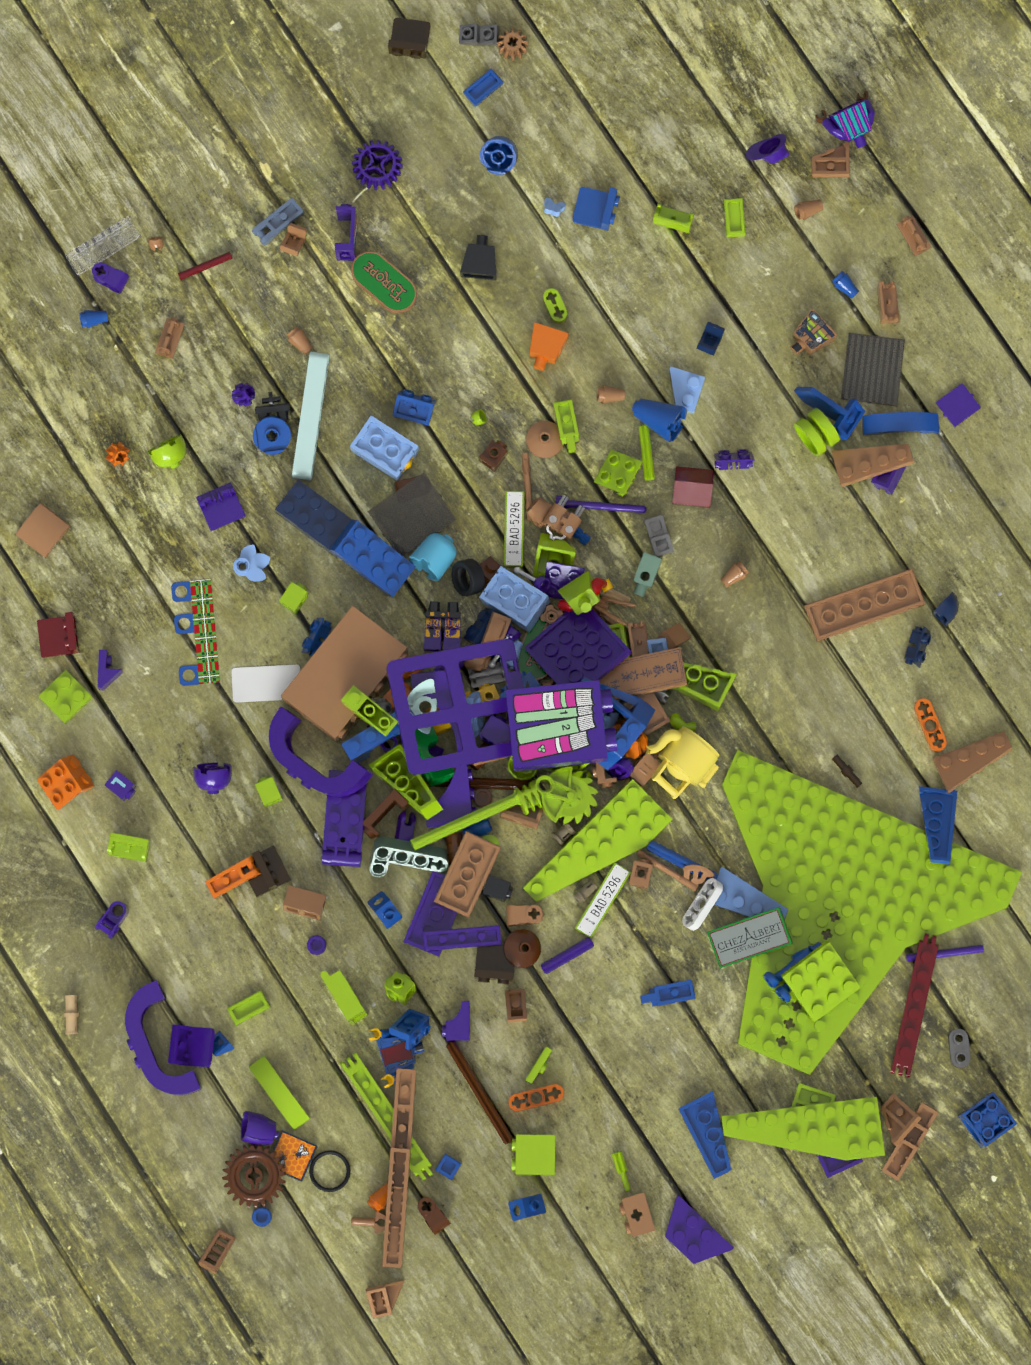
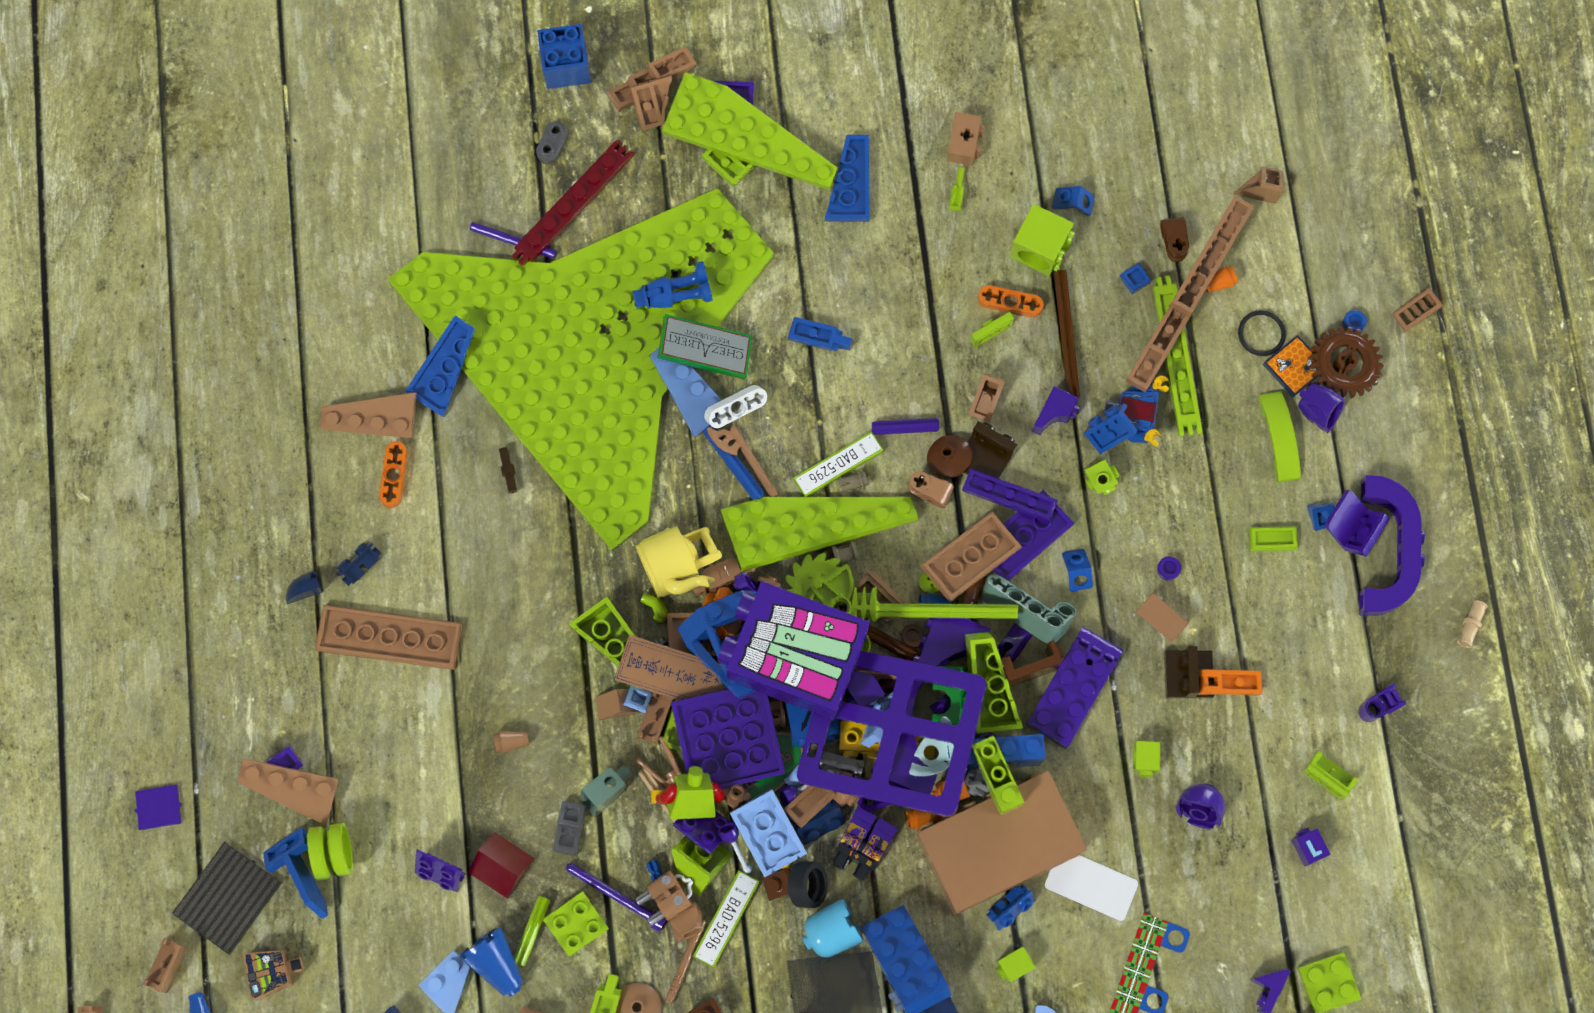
camera: 155 degrees left, 5 degrees down
(65, 781) = (1370, 883): orange bracket -> none
(280, 738) = (1101, 763): dark purple arch -> none
(344, 996) = (1169, 485): lime hinge -> none
(370, 1222) = (1241, 262): medium nougat bar -> none
(497, 889) = (944, 528): black brick -> none
(635, 880) = (787, 462): medium nougat brick -> none
(693, 1234) = (916, 96): dark purple wing -> none
(820, 981) = (656, 265): lime plate -> none
(900, 422) = (233, 818): blue slope -> none

